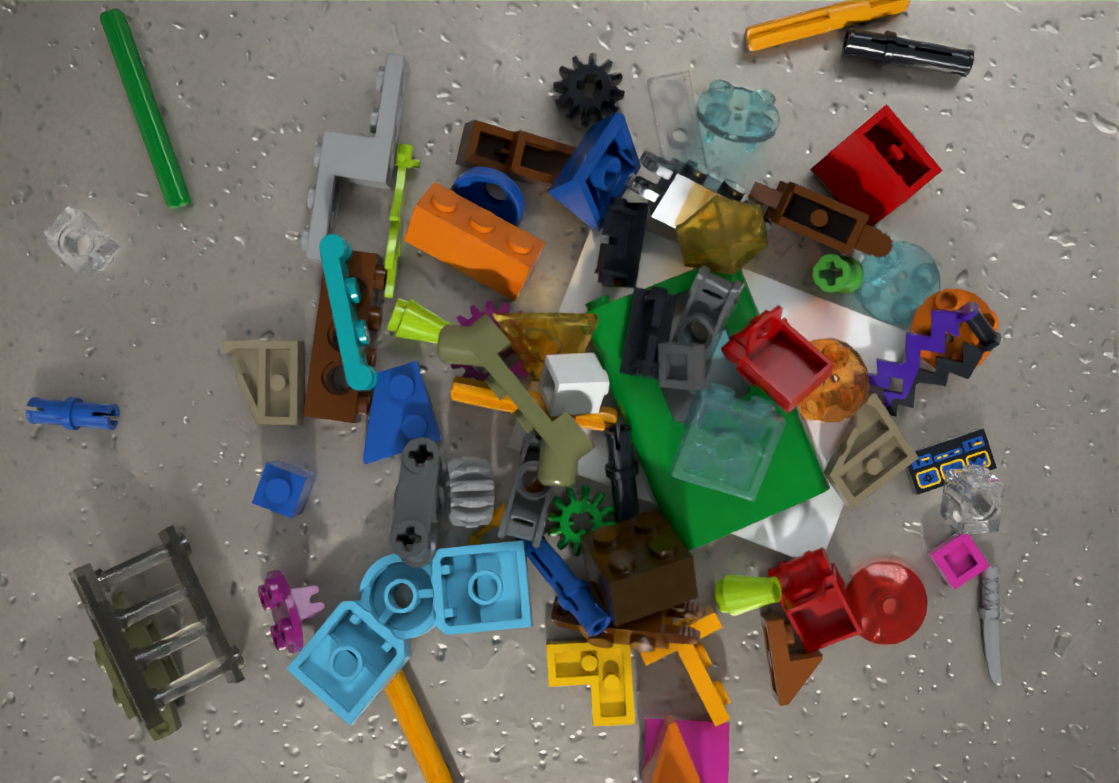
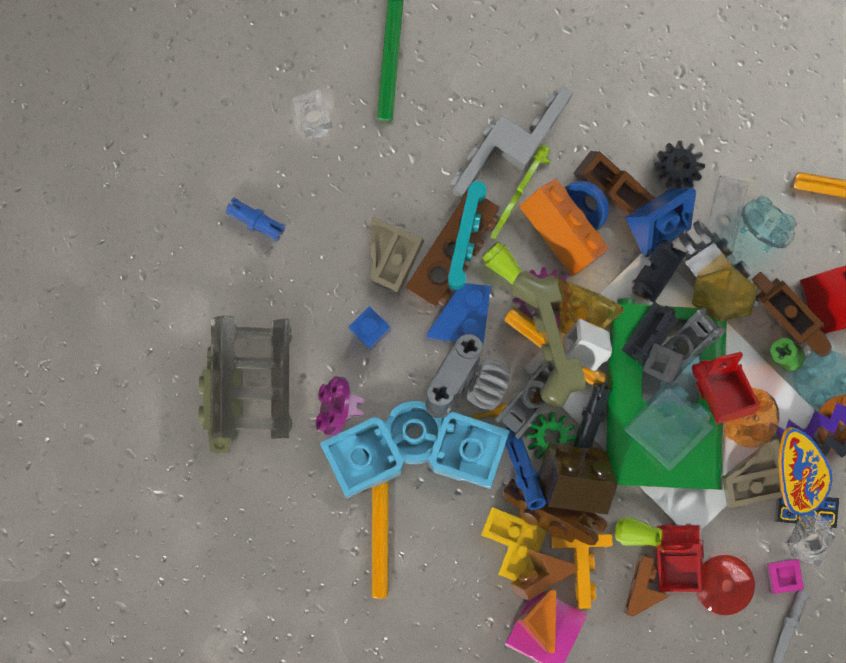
camera: 25 degrees right, 5 degrees down
(656, 695) = (546, 573): none -> dark orange slope
(926, 422) = (803, 472): none -> shield

